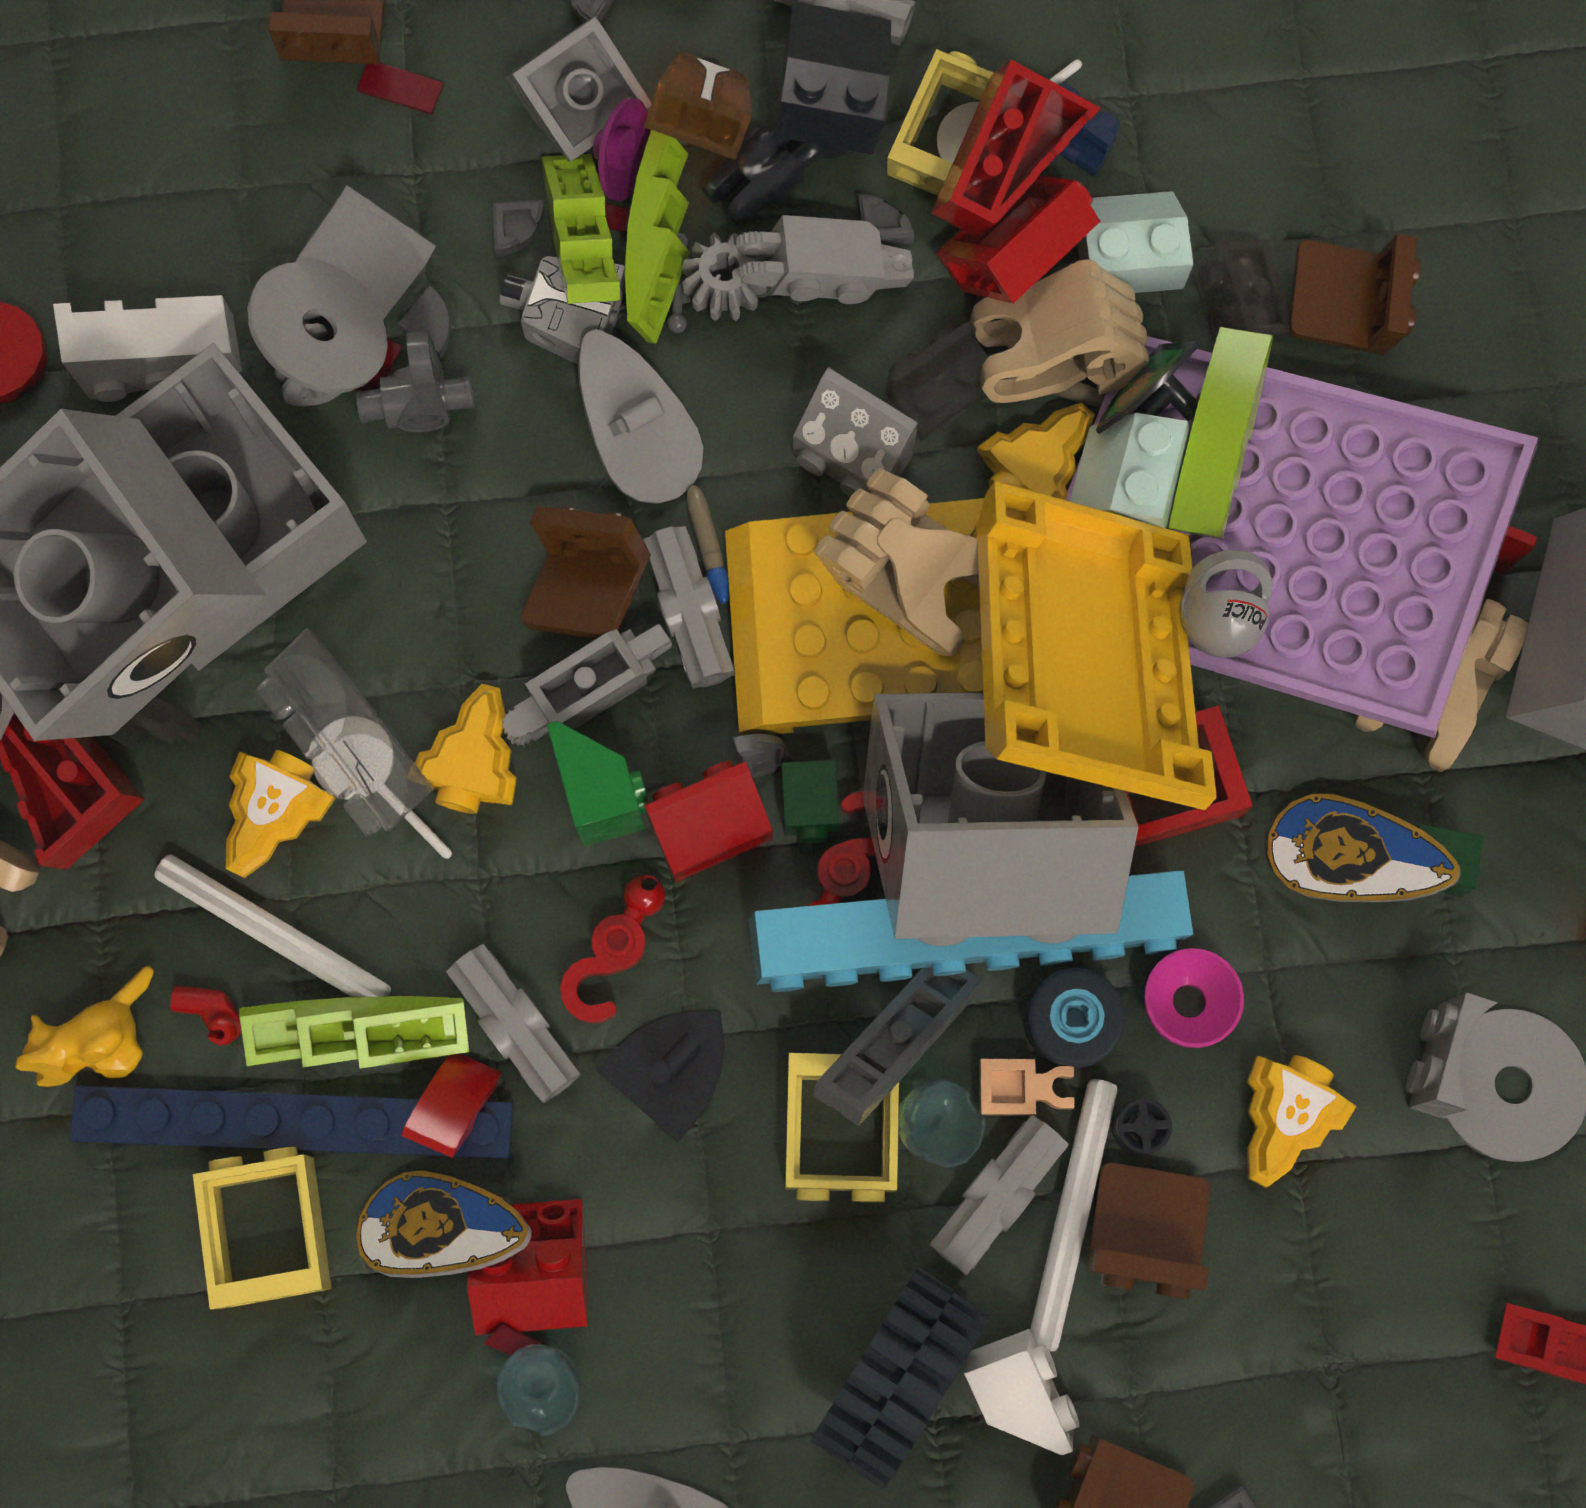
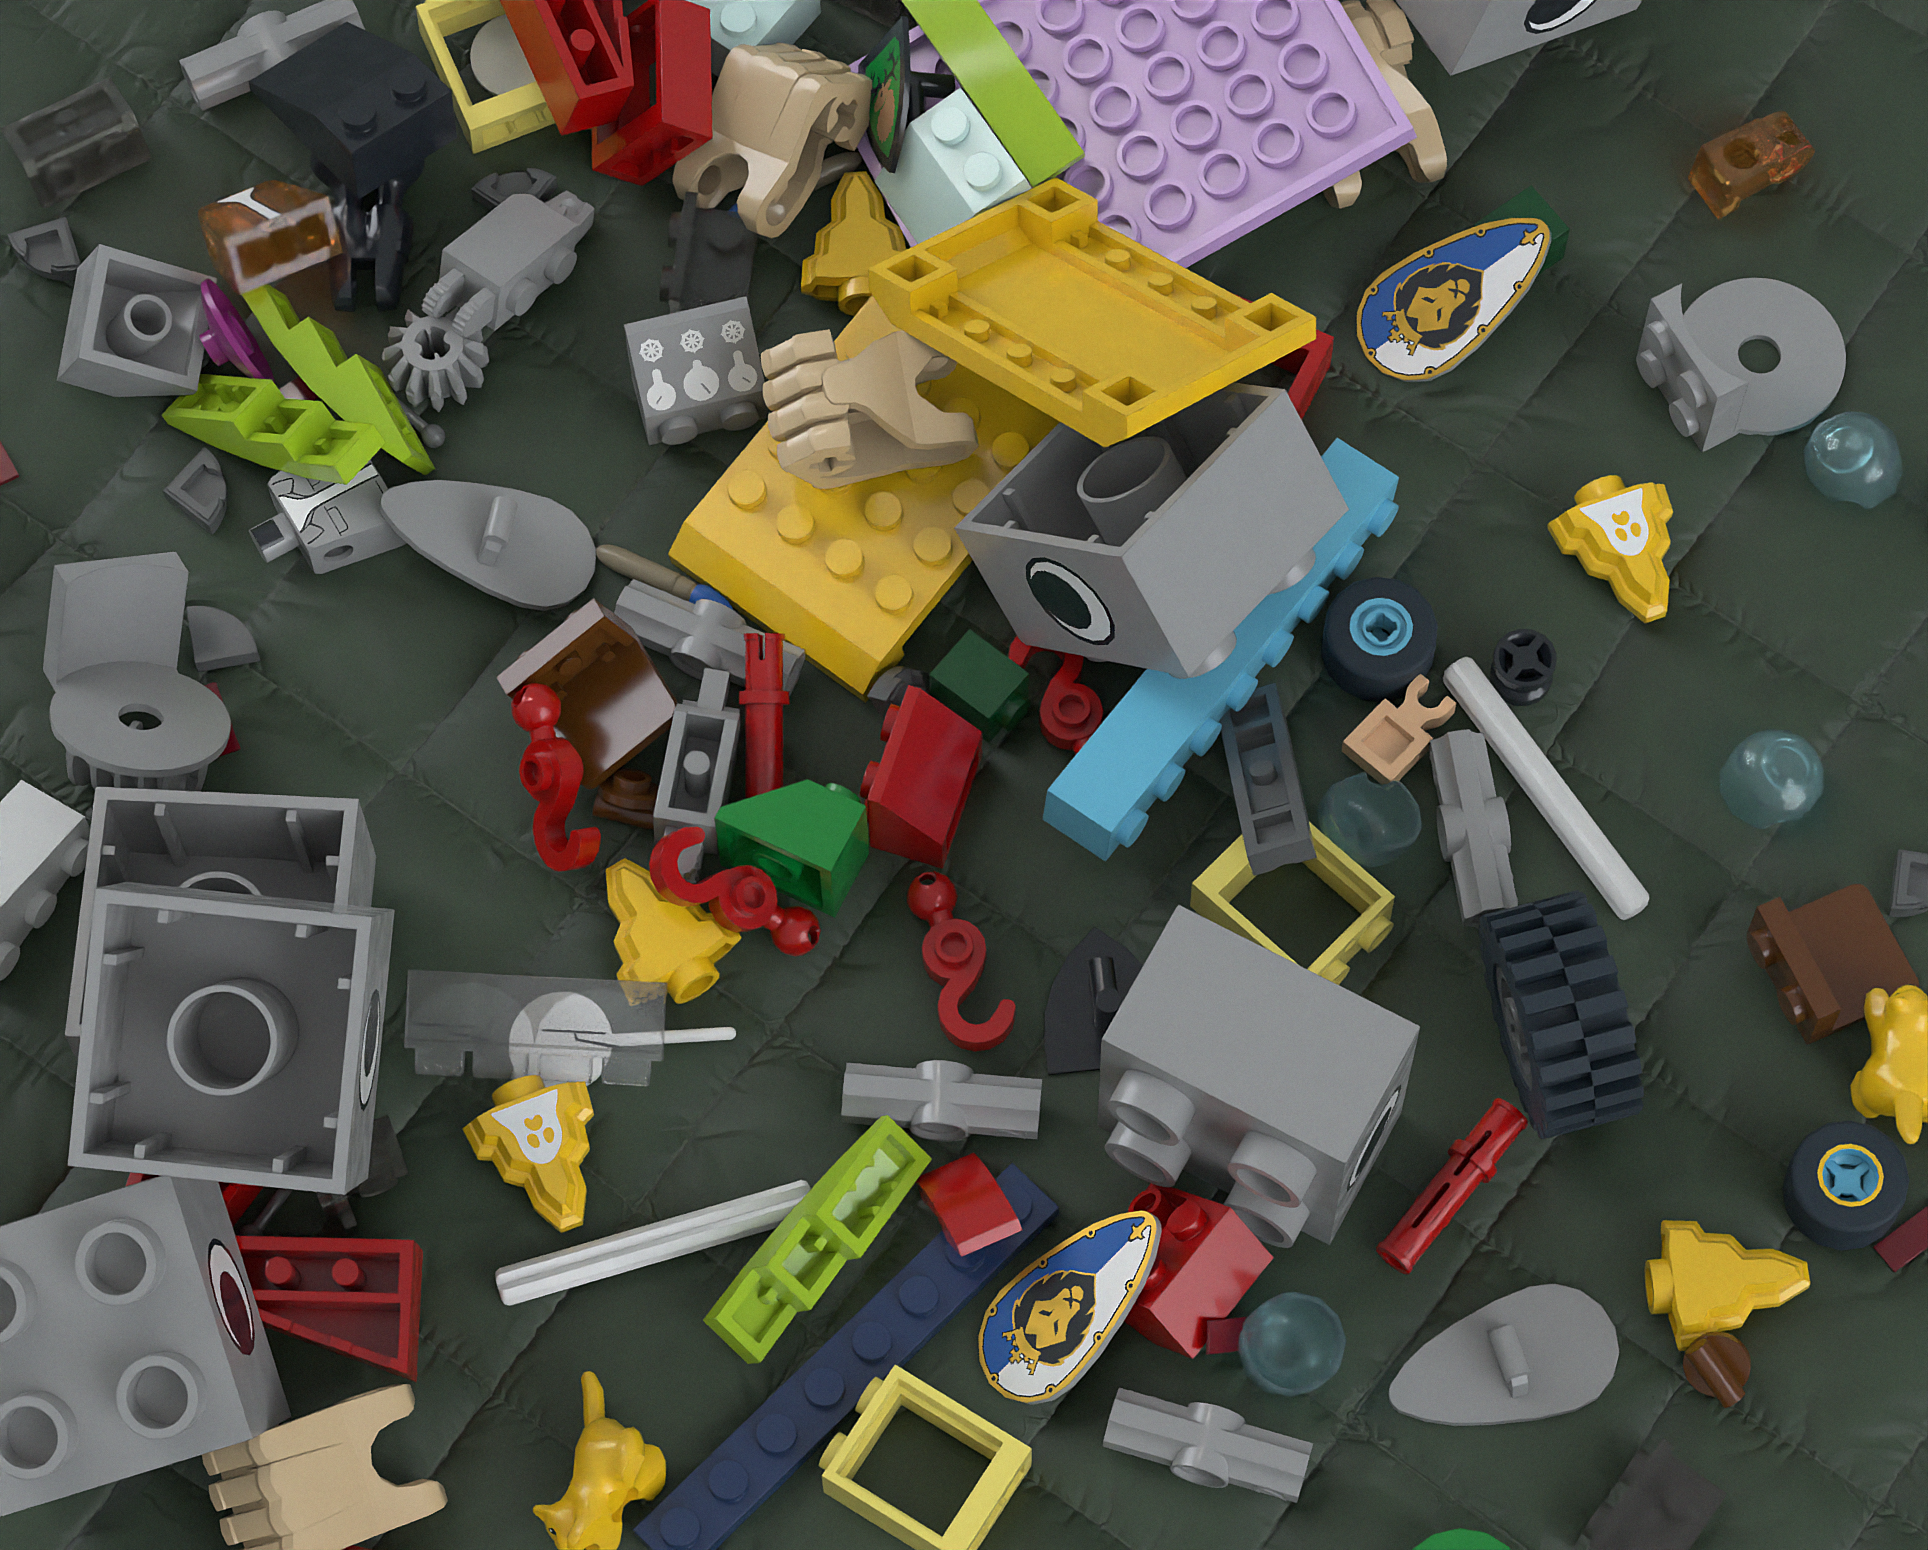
camera: 45 degrees left, 10 degrees down
(214, 1009) = (677, 1352): red arm -> none
(416, 395) = (288, 692): dark grey piece -> none
(431, 1392) = (1207, 1445): none -> light grey piece
(508, 595) = (552, 776): none -> red piece
(528, 779) = (737, 897): none -> red piece
(542, 650) = (627, 798): none -> reddish brown plate
(666, 1219) = (1251, 1080): none -> light grey brick
(668, 681) = (763, 713): none -> red pin
(810, 1388) = (1468, 1166): none -> red pin
(1018, 1392) = (1661, 951): white slope -> none
(1149, 1230) = (1616, 736): reddish brown bracket -> none
(1216, 983) = (1459, 505): dark pink piece -> none
(1216, 1357) = (1772, 778): none -> clear light blue hair
(1226, 620) = (1163, 202): light grey helmet -> none
(1495, 1213) = (1853, 459): none -> clear light blue hair

